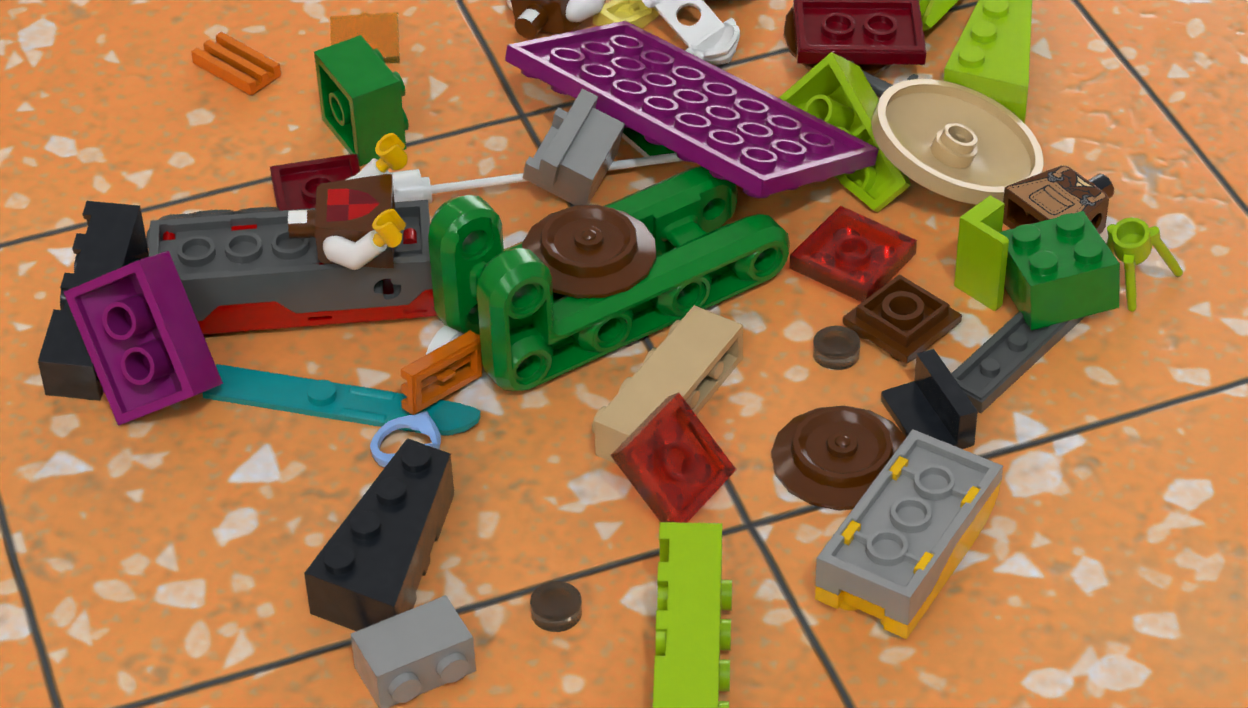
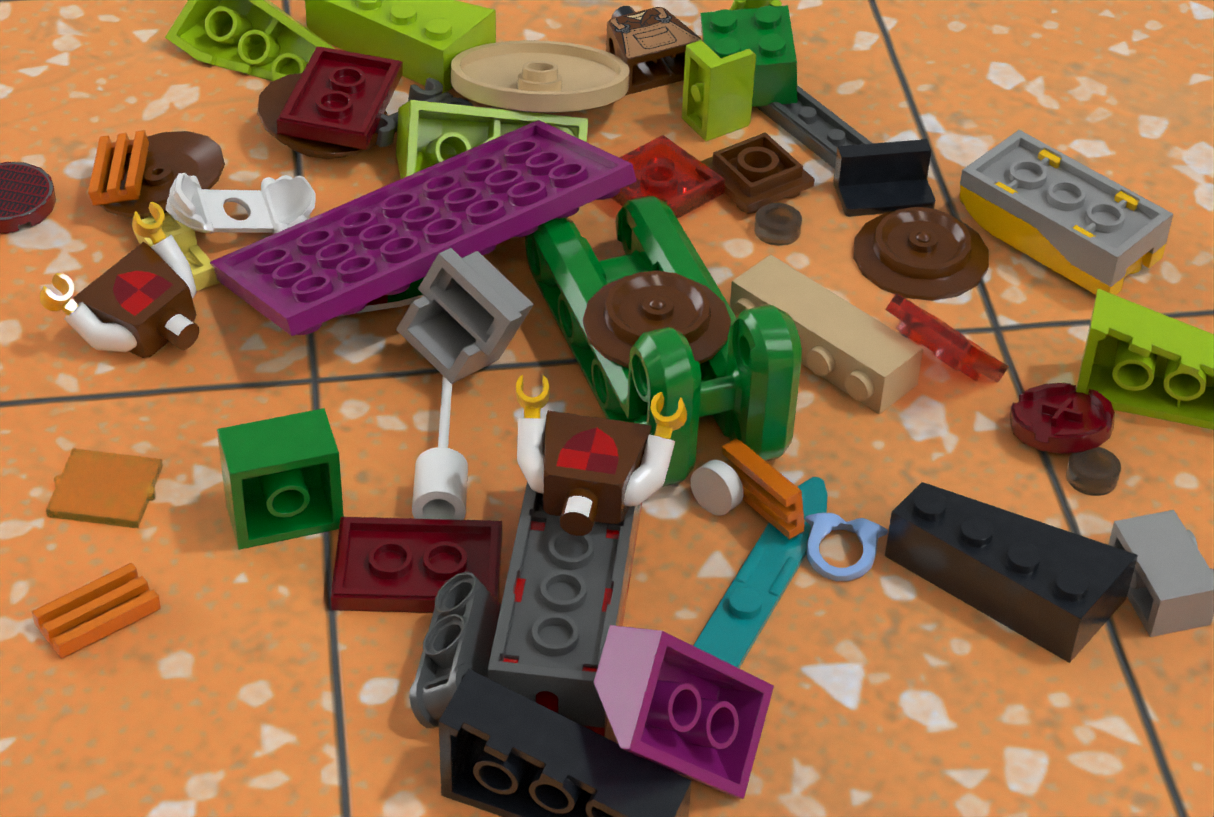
camera: 80 degrees left, 0 degrees up
(611, 571) = (1061, 419): none -> dark red tile

